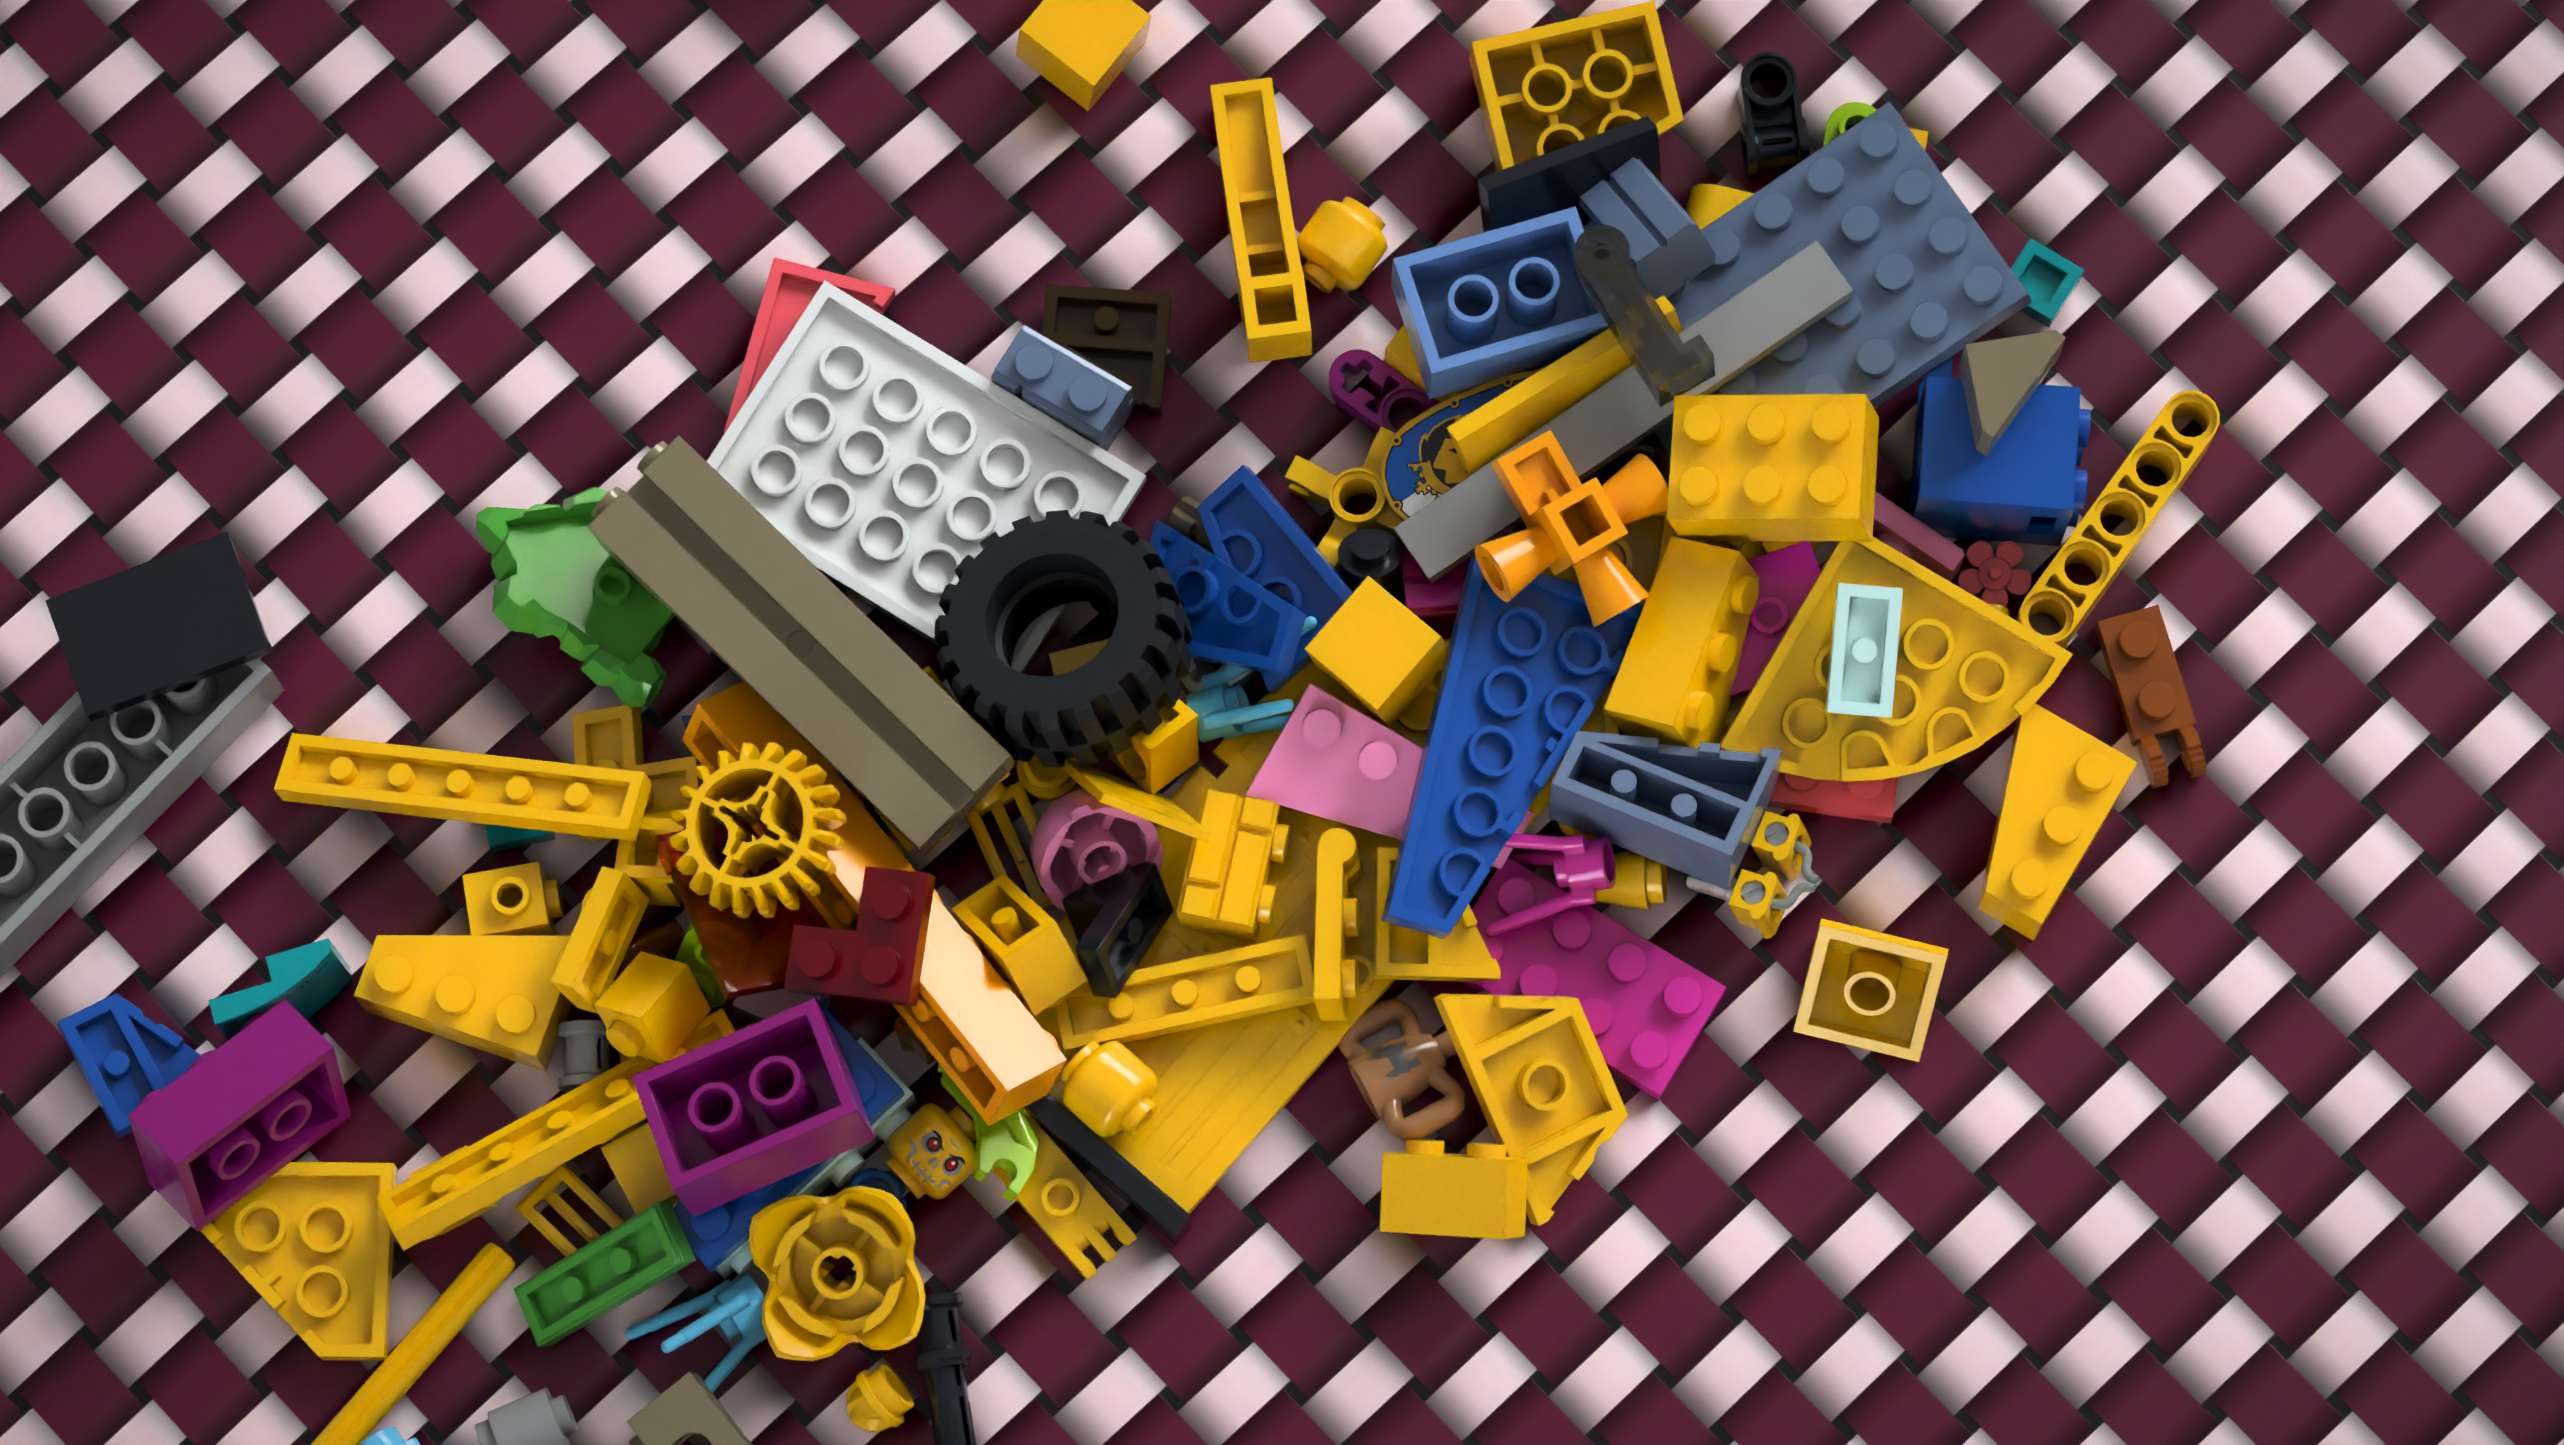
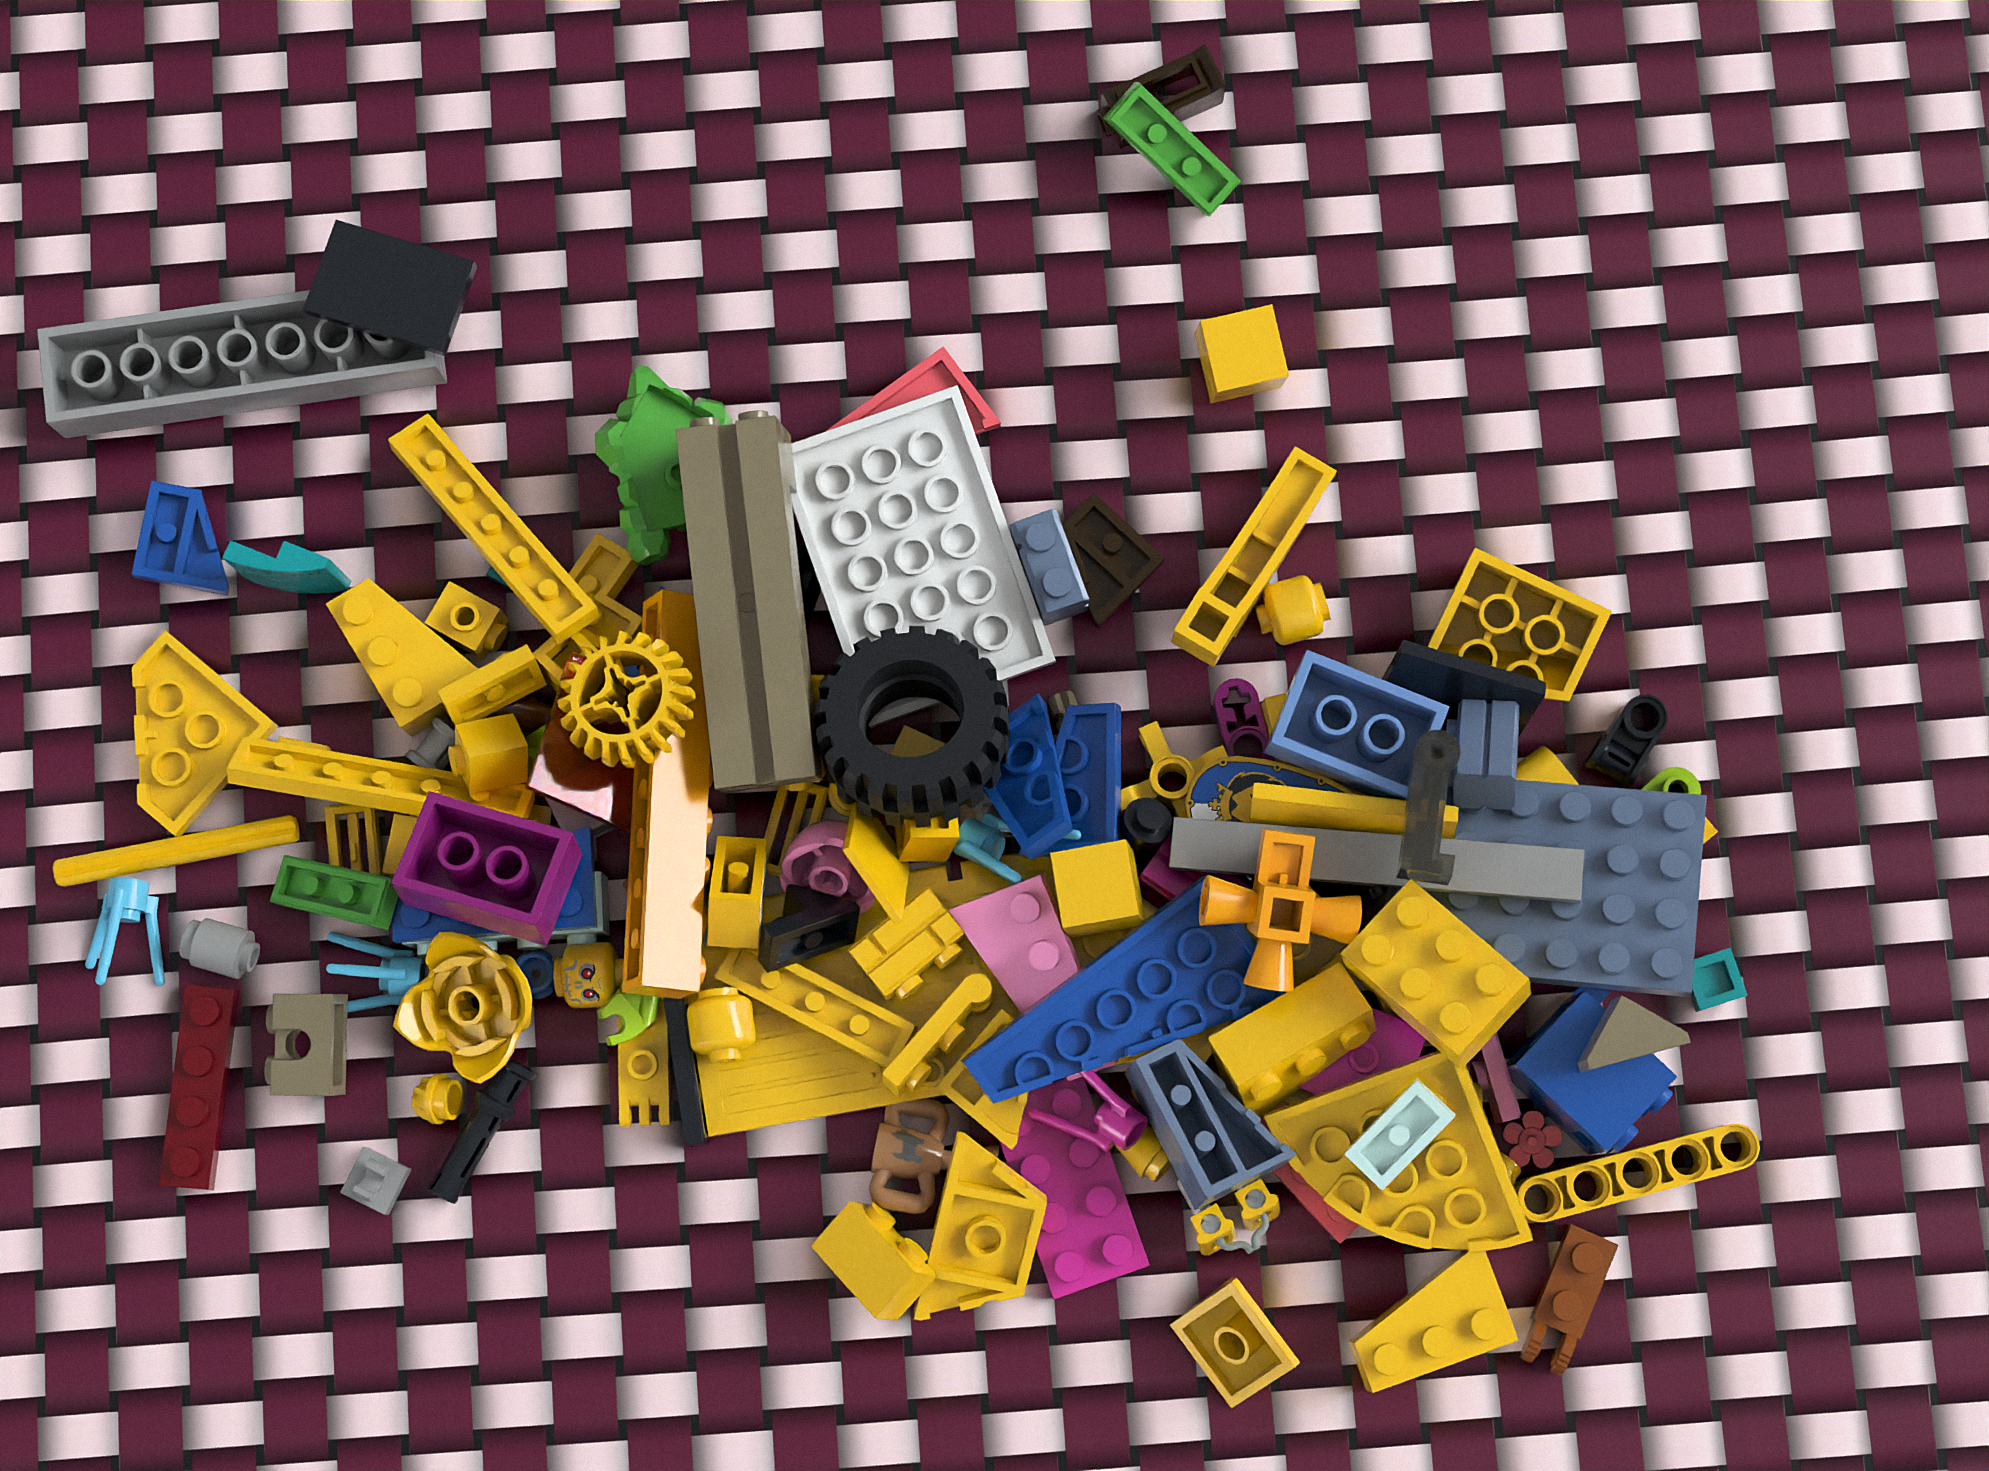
camera: 40 degrees right, 5 degrees up
(239, 1114) = (198, 622): magenta brick -> none
(878, 959) = (638, 836): dark red plate -> none

